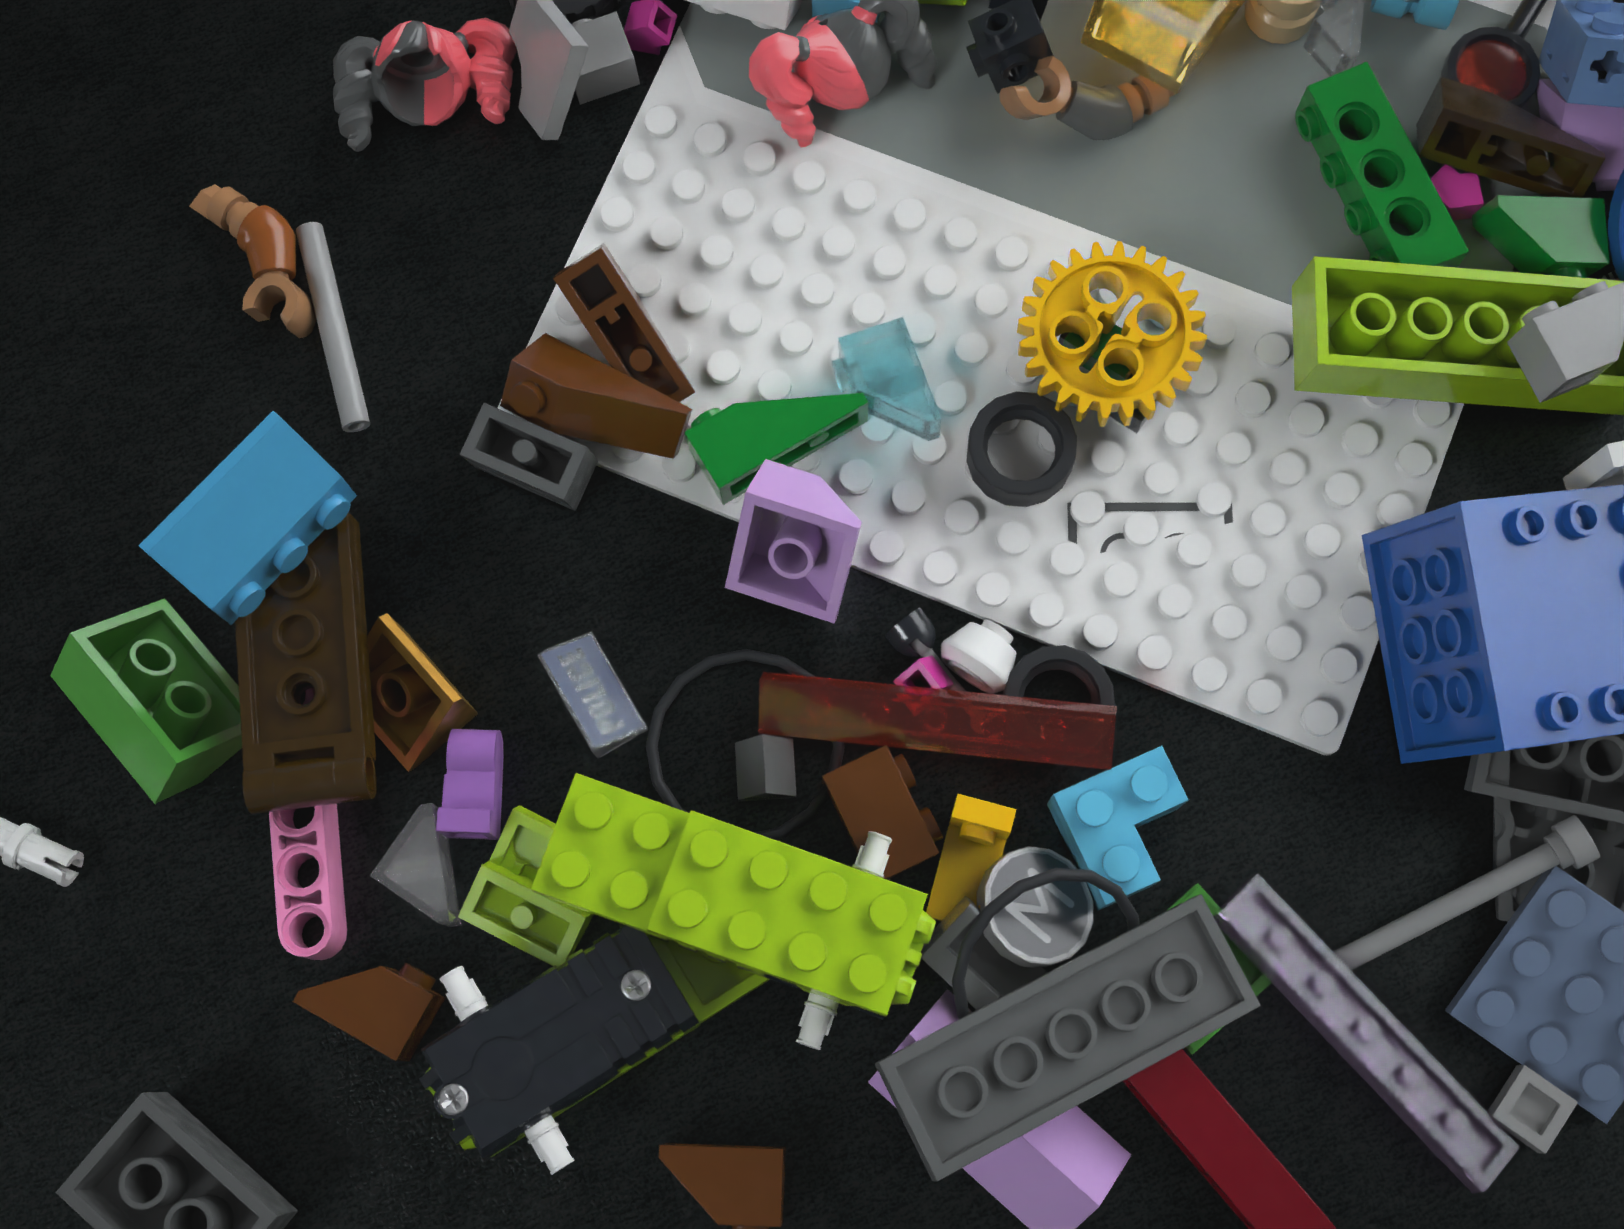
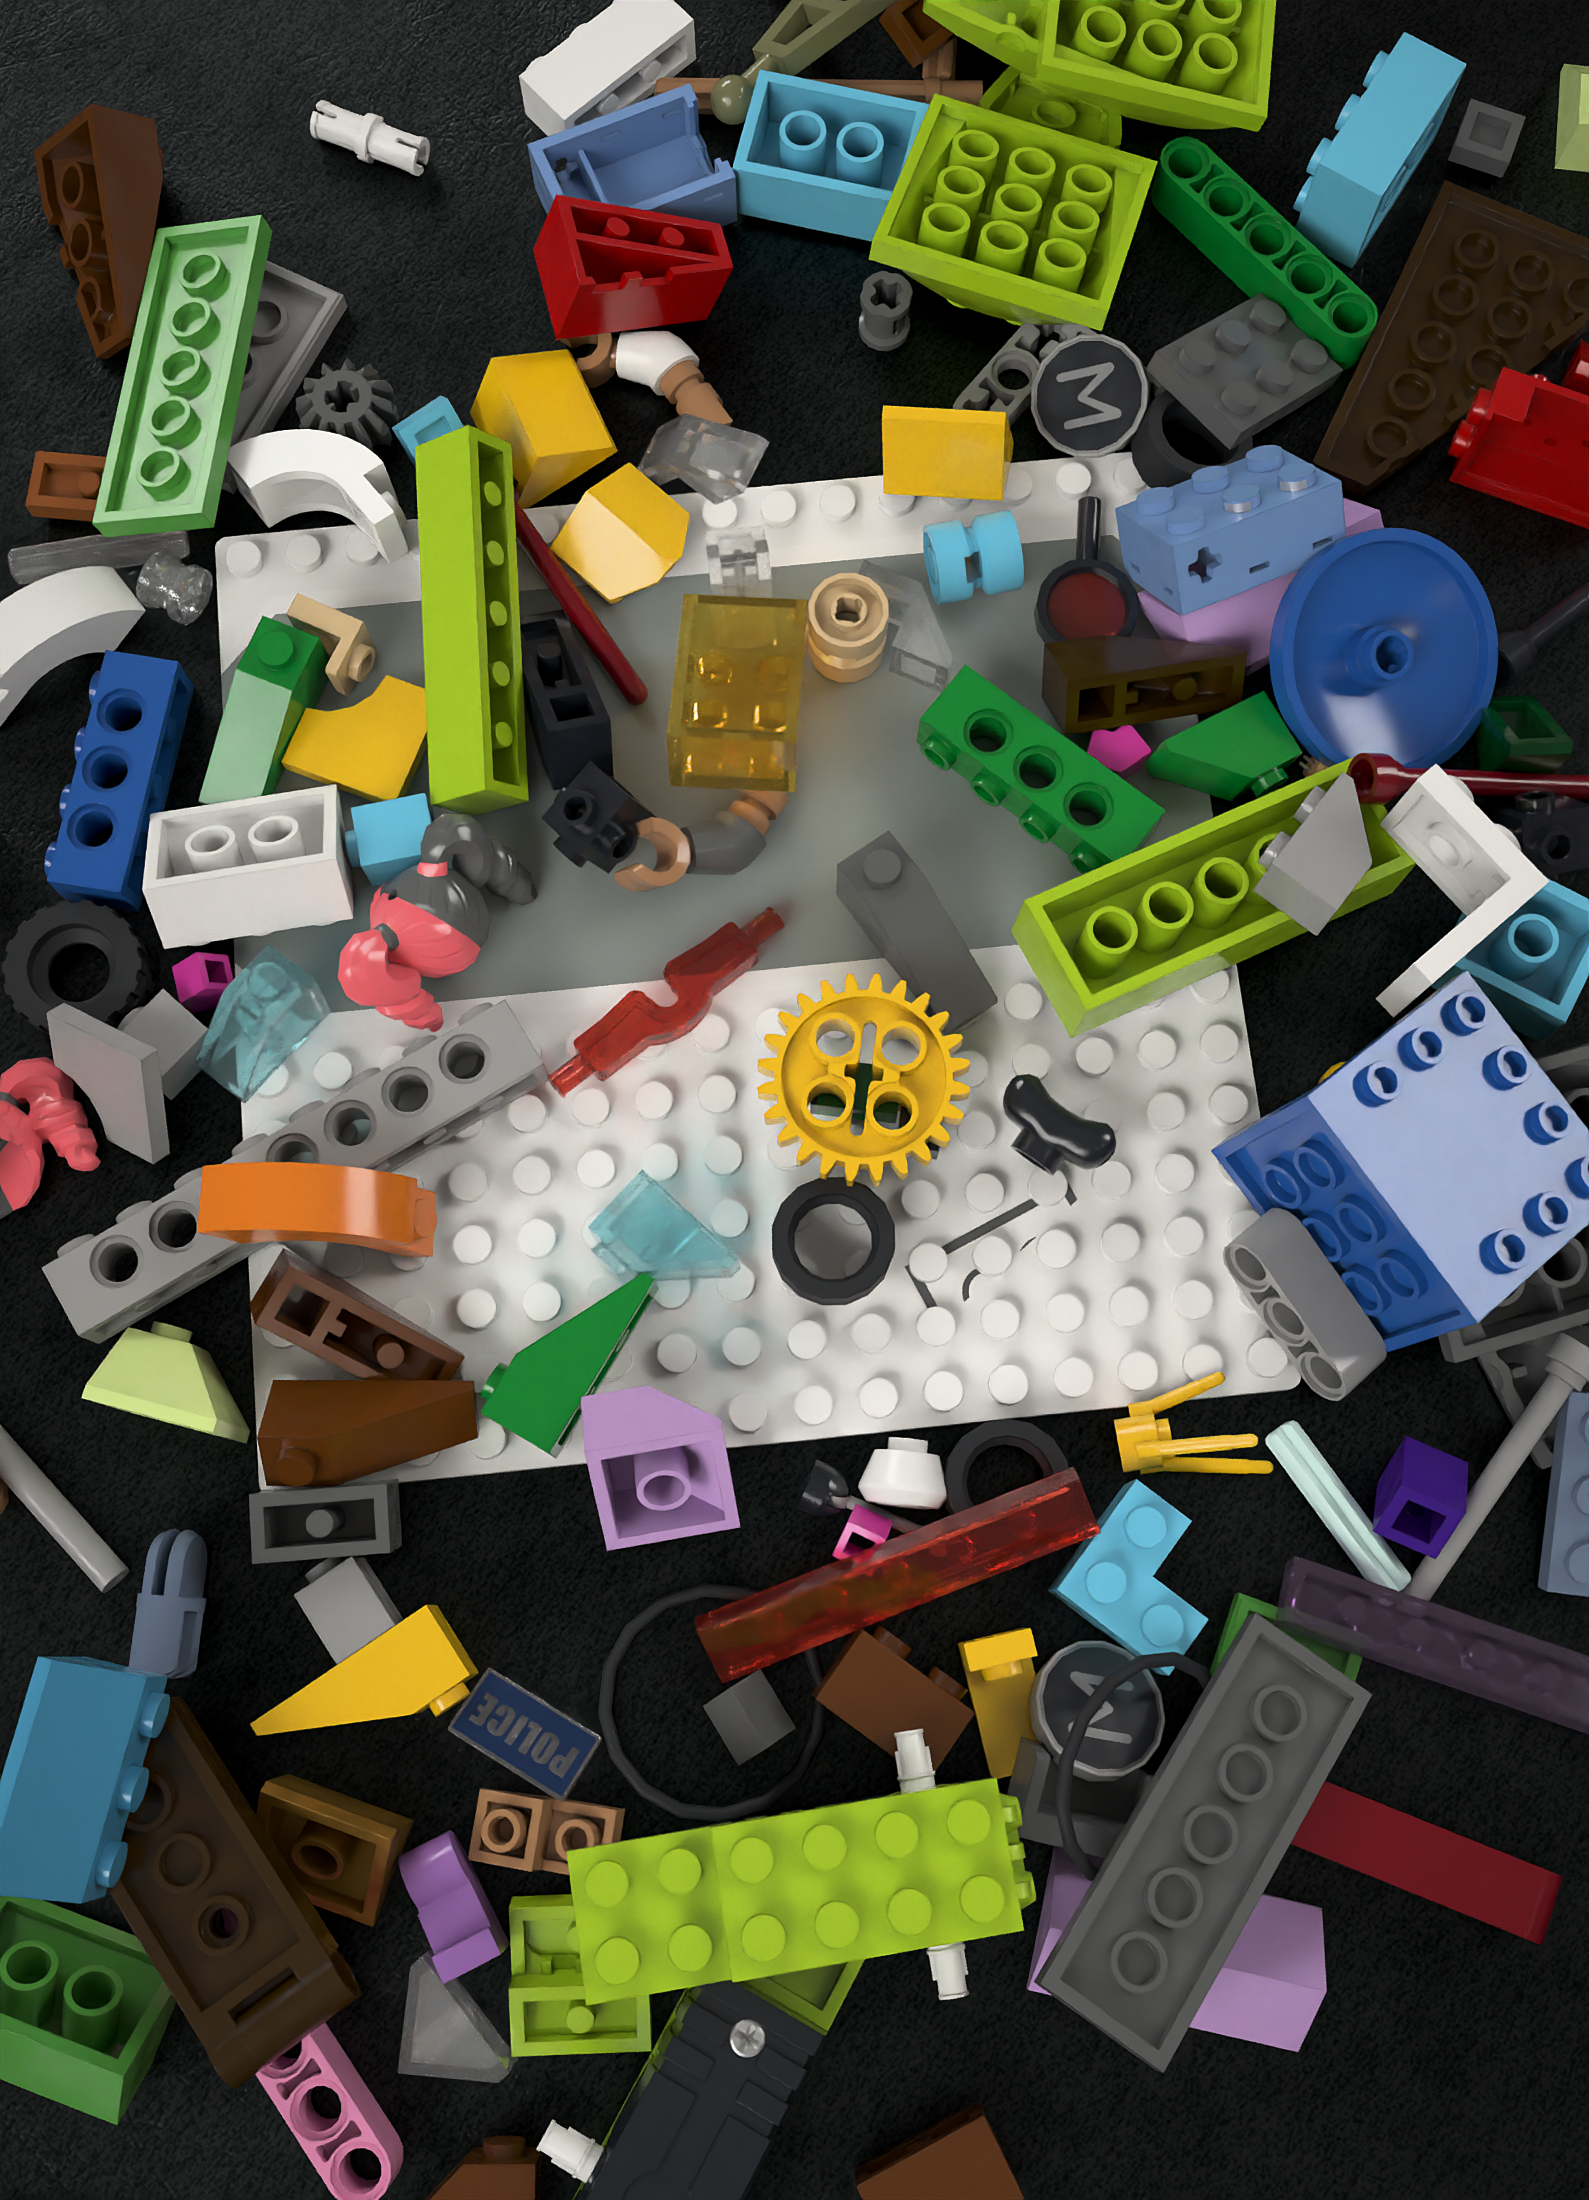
camera: 35 degrees left, 0 degrees up
(388, 461) = (171, 1605): none -> sand blue arm
(467, 300) = (167, 1381): none -> yellowish green slope
(512, 531) = (346, 1605): none -> light grey brick
(519, 596) = (393, 1676): none -> yellow slope
(553, 758) = (538, 1830): none -> medium nougat slope
(648, 213) = (317, 1204): none -> orange arch
(671, 211) = (86, 1265): none -> light grey brick
(675, 72) = (260, 1022): none -> clear light blue slope
(961, 214) = (642, 1023): none -> clear red piece
(1186, 730) = (1148, 1442): none -> yellow plant
(1213, 246) = (913, 930): none -> dark grey slope
(1241, 454) = (1051, 1131): none -> black piece
(1312, 859) = (1336, 1506): none -> light aqua axle
(1372, 688) = (1305, 1304): none -> light grey beam
(1385, 884) = (1421, 1497): none -> dark purple brick

